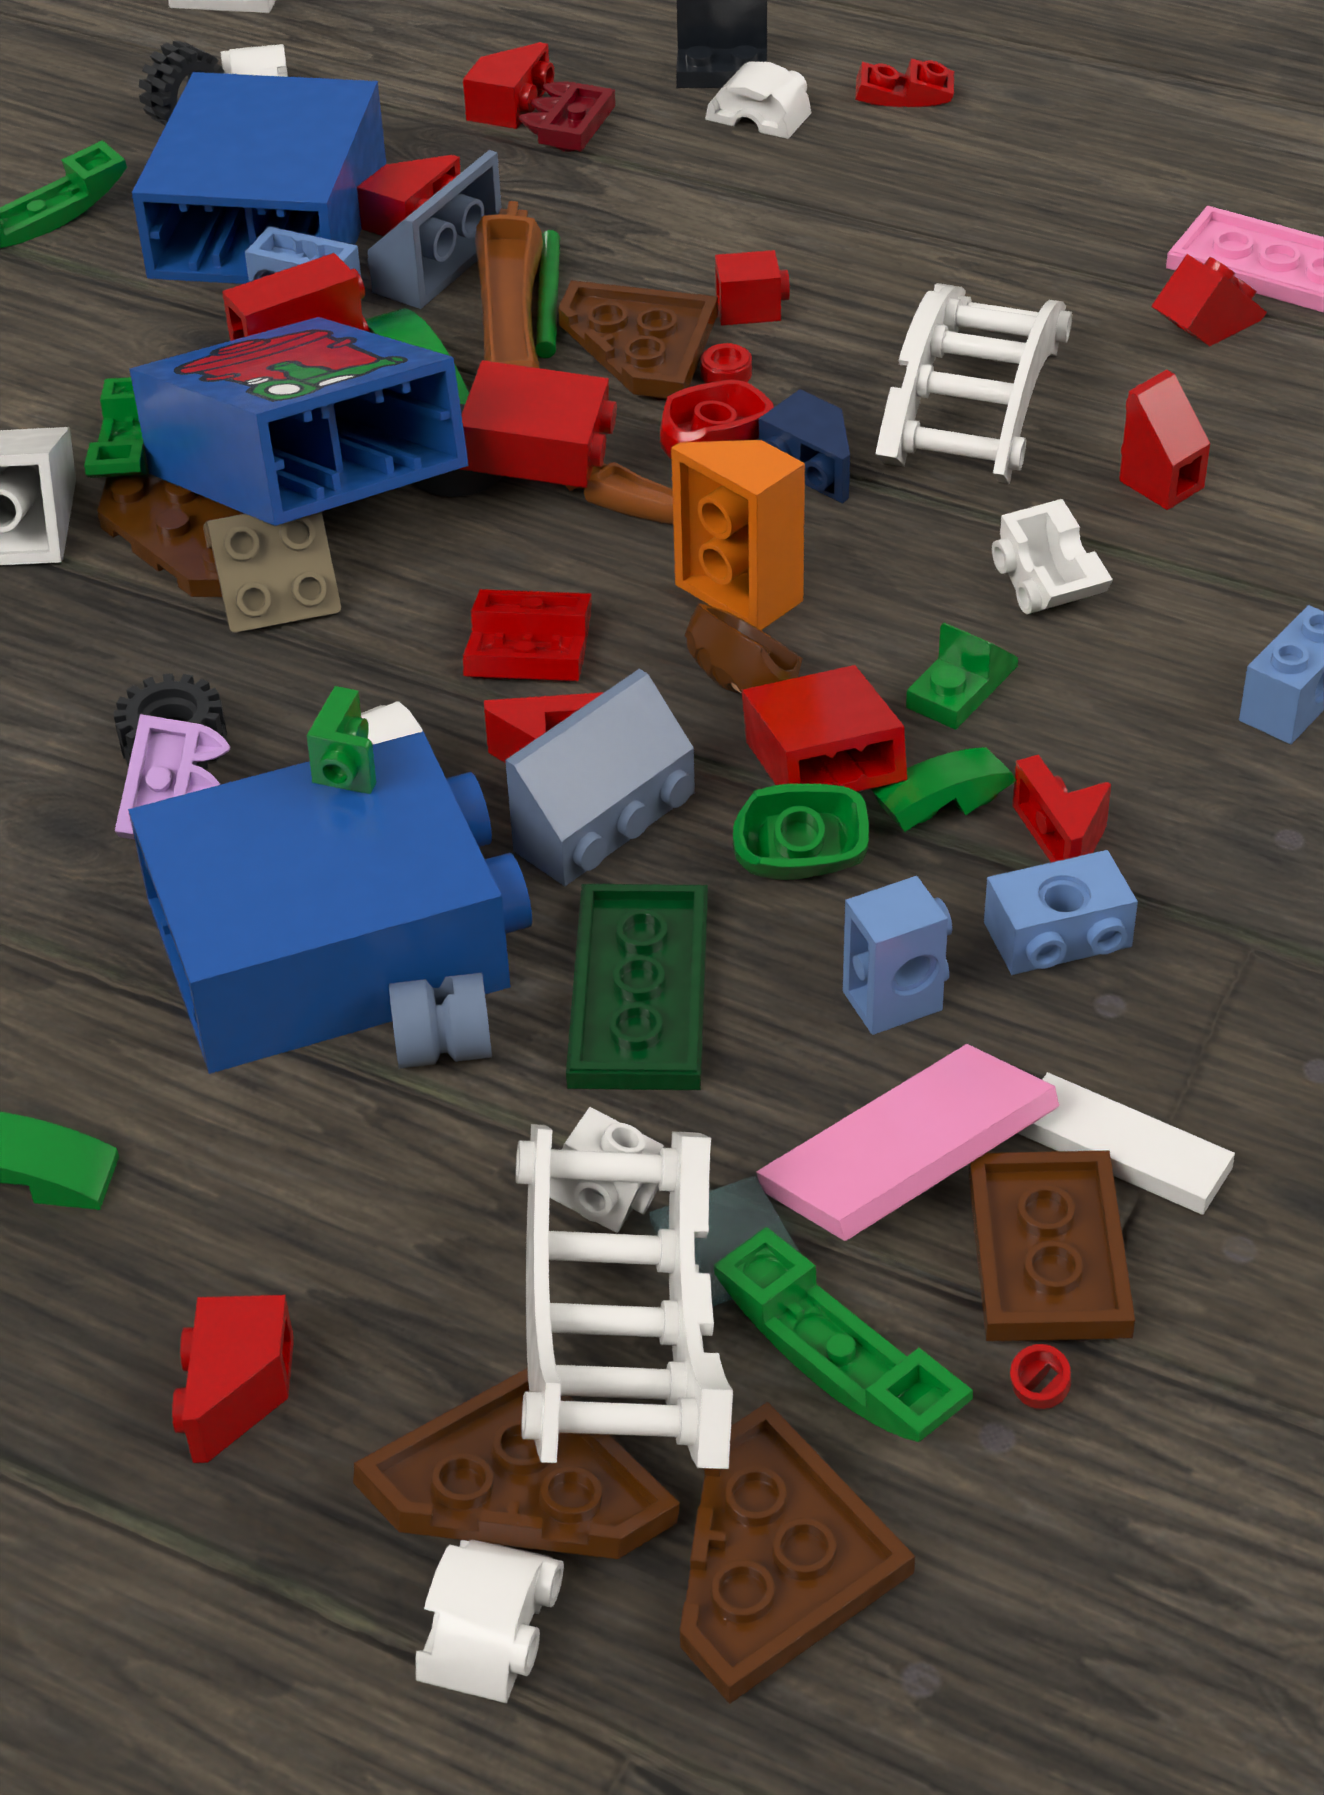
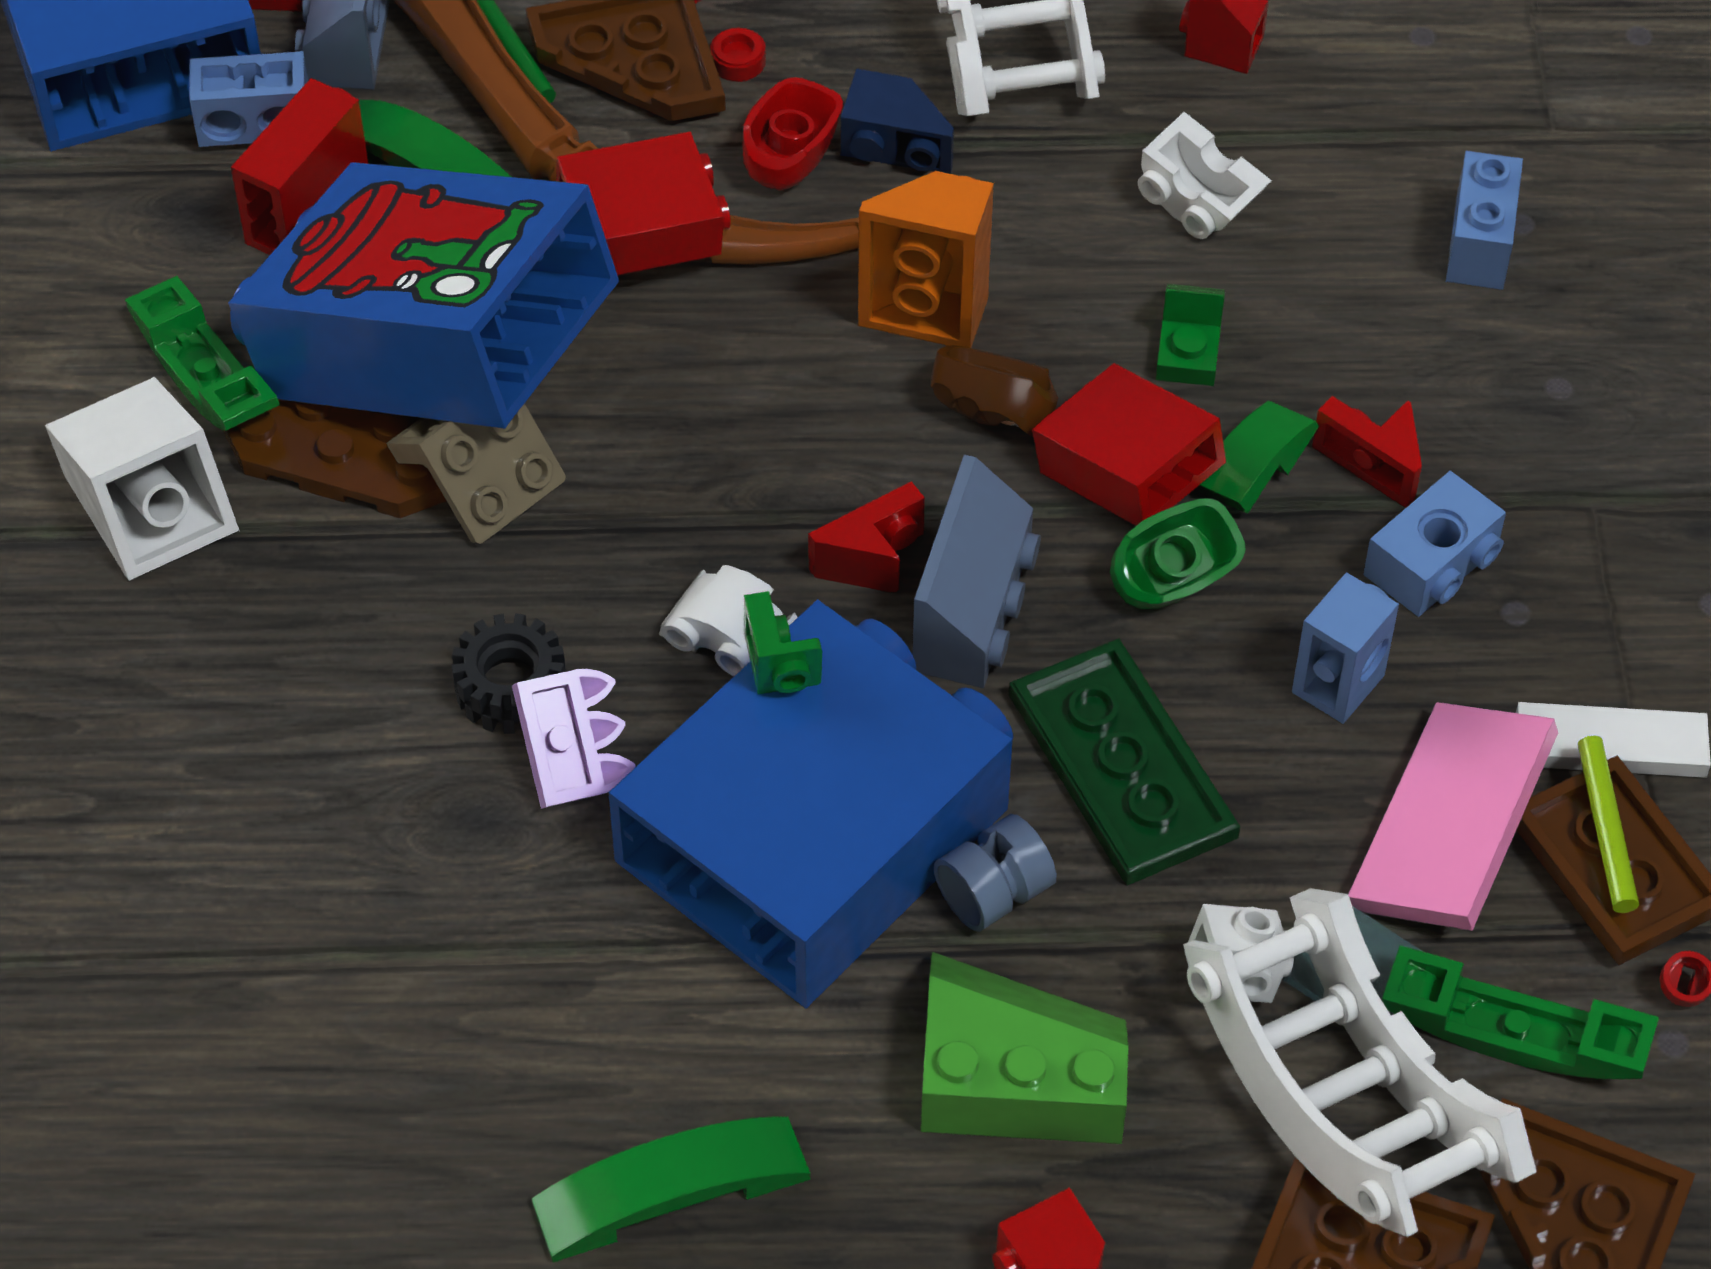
camera: 30 degrees left, 10 degrees up
(341, 1180) = (1019, 1061): none -> bright green wedge
(528, 635) = (768, 437): red slope -> none
(1049, 1203) = (1608, 824): none -> lime bar

